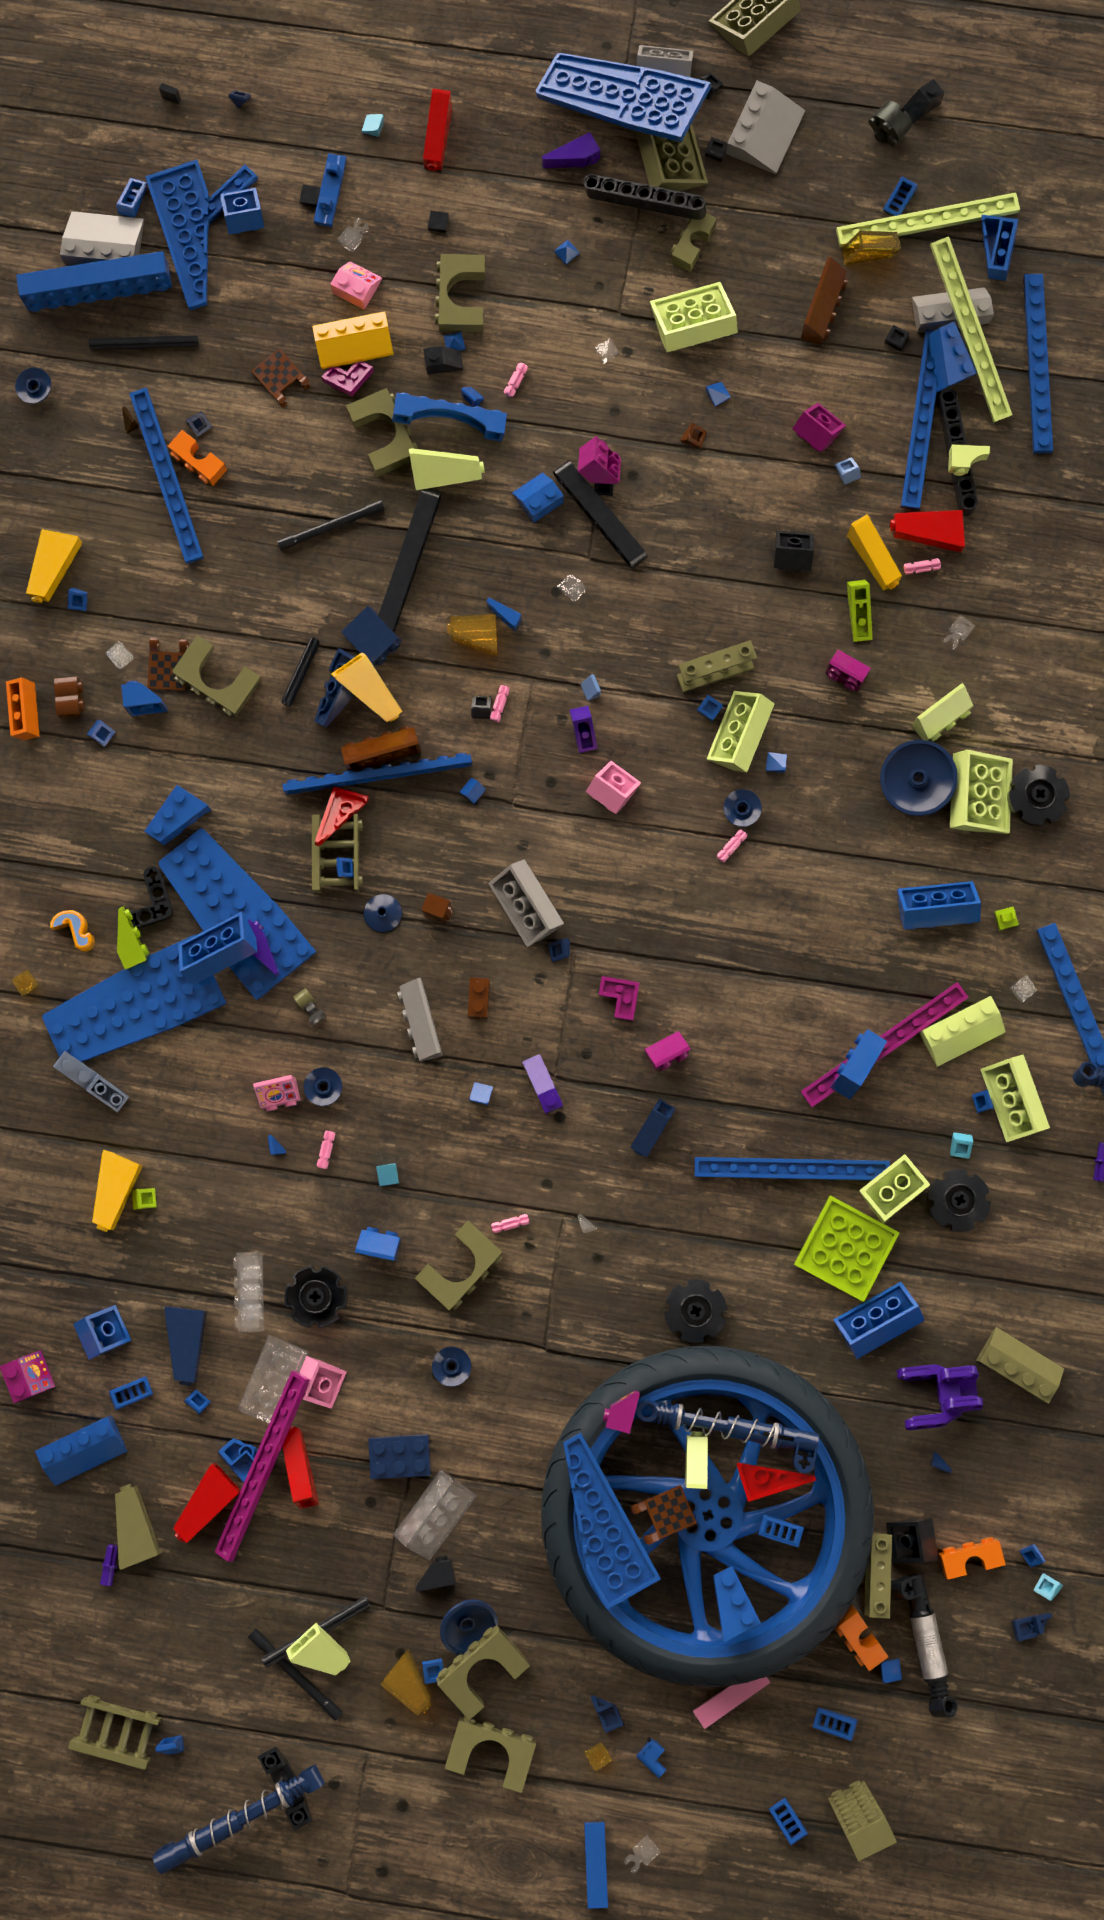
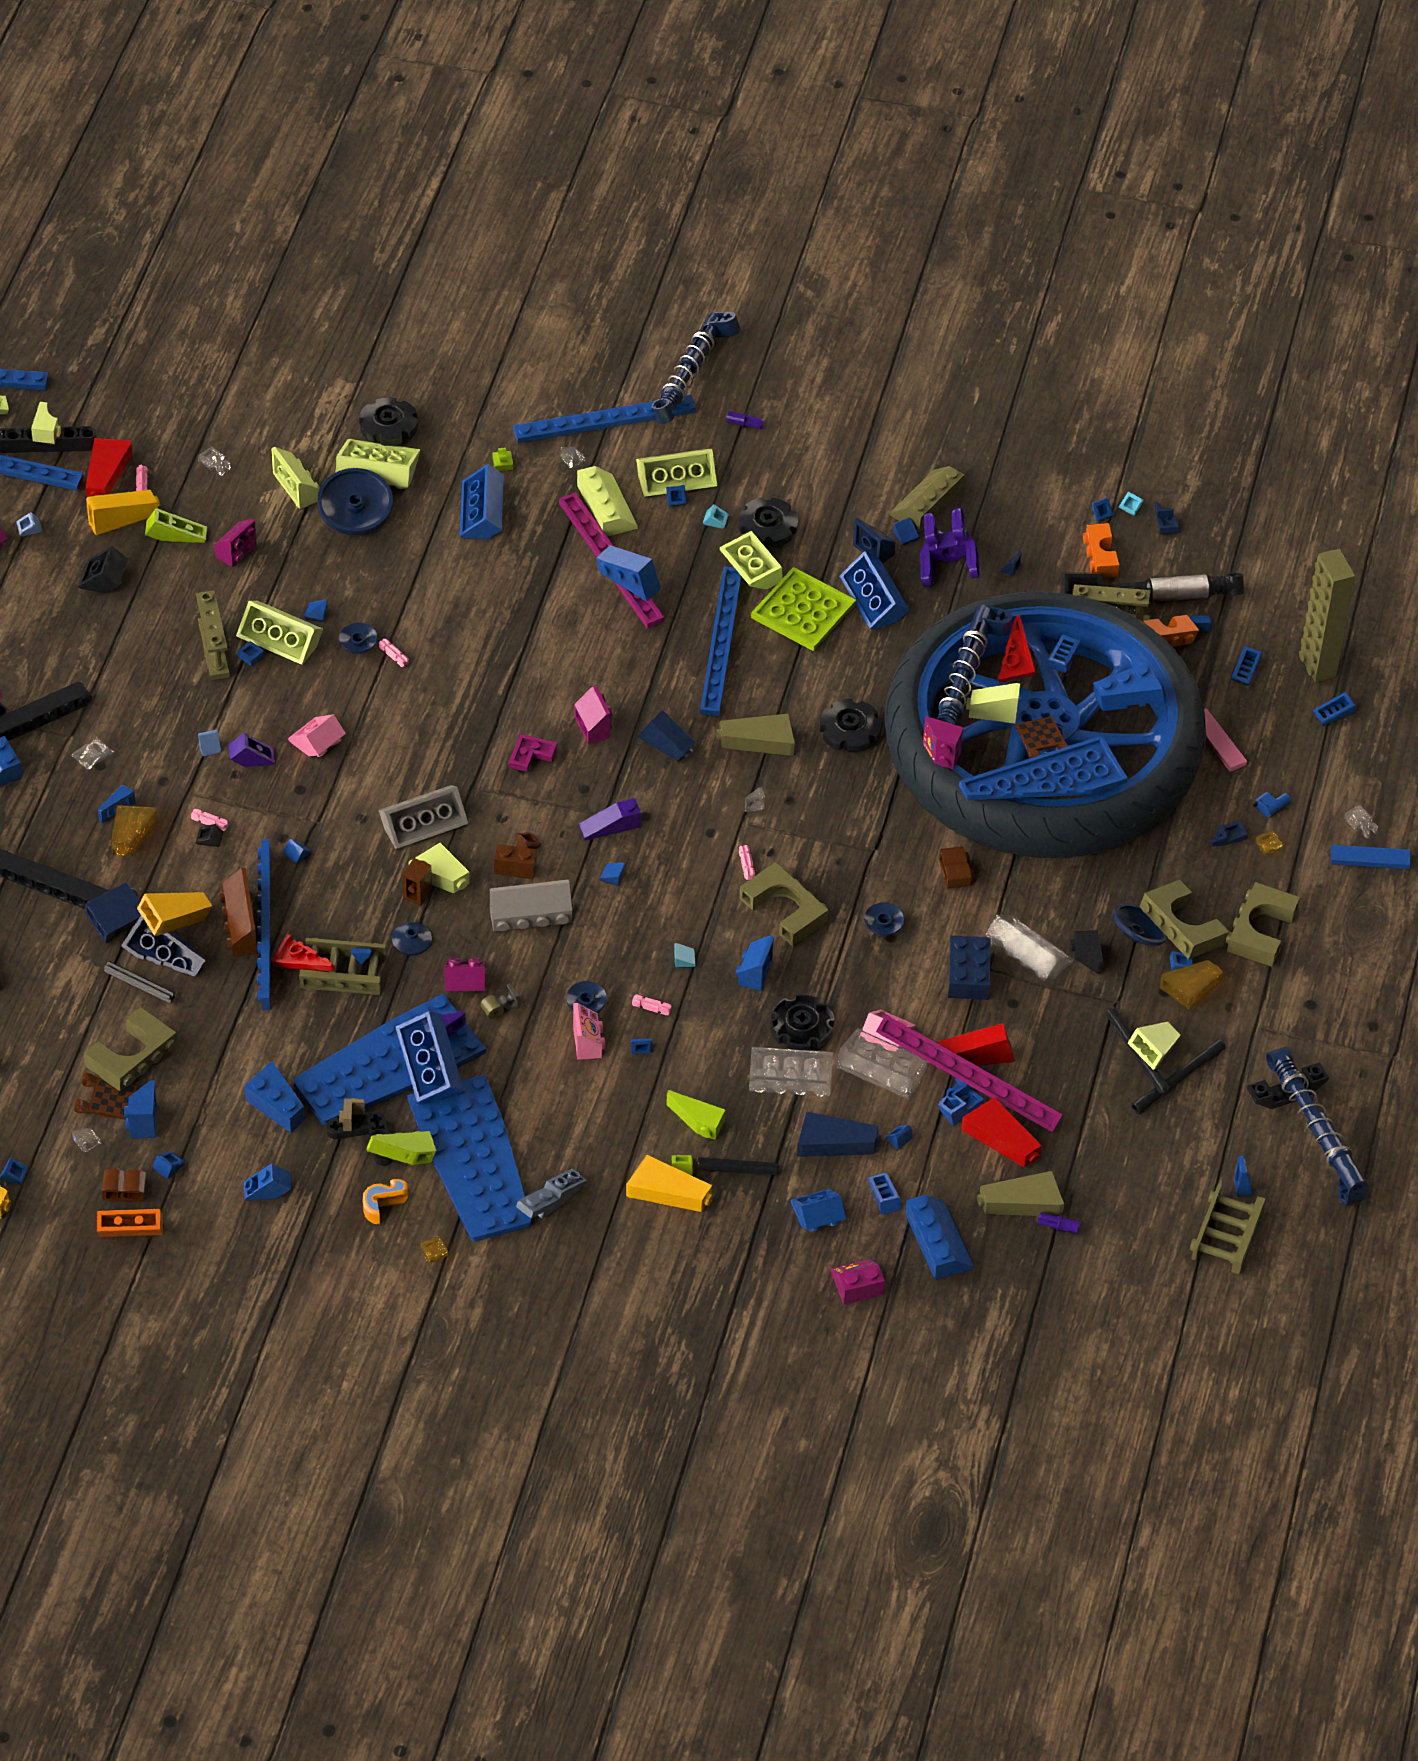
camera: 90 degrees left, 30 degrees down
(80, 823) = (267, 1184): none -> blue slope
(147, 1251) = (737, 1165): none -> black axle
(158, 882) = (351, 1107): none -> dark tan bracket
(196, 1209) = (698, 1115): none -> lime slope
(337, 968) = (464, 975): none -> magenta slope
(462, 929) = (446, 869): none -> yellowish green slope
(509, 1006) = (527, 840): none -> reddish brown slope
(526, 1433) = (955, 867): none -> reddish brown brick
(559, 949) = (476, 797): dark blue slope -> none
(560, 576) = (86, 755): none -> clear slope
(671, 1219) = (758, 734): none -> olive slope
(943, 1315) = (872, 540): none -> dark blue slope
(969, 1346) = (905, 531): none -> blue slope

